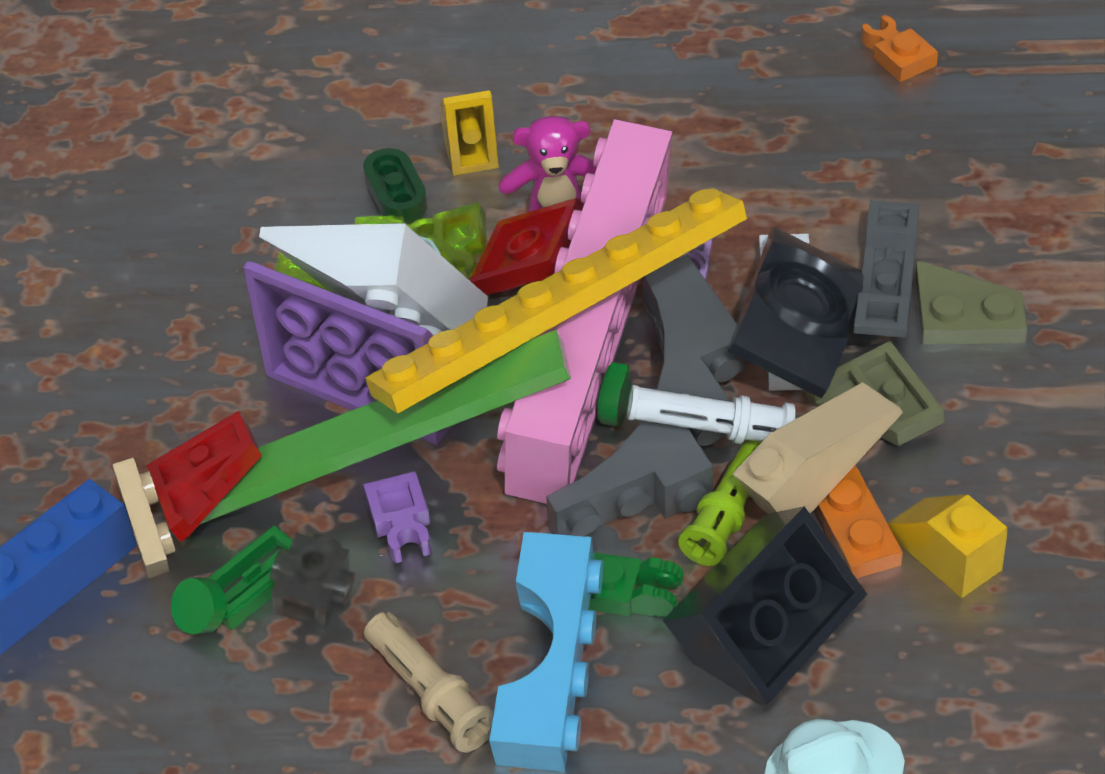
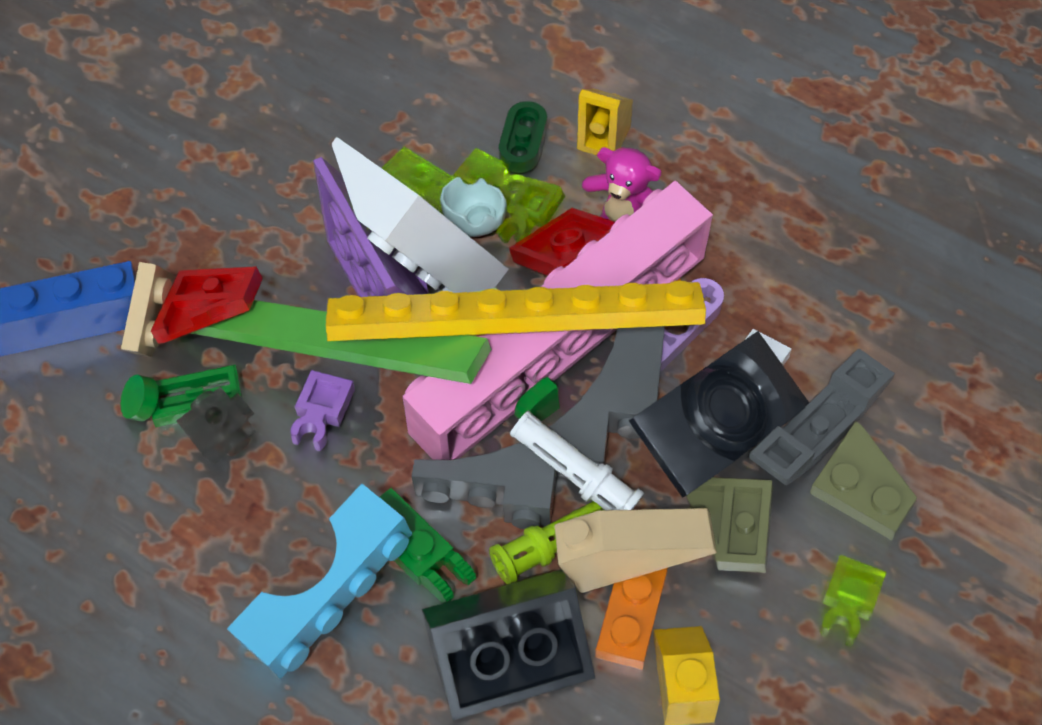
camera: 30 degrees right, 10 degrees up
(442, 694) = (239, 568): tan pin -> none
(899, 53) = (996, 227): orange plate -> none
(1036, 394) = (853, 595): none -> clear neon green plate

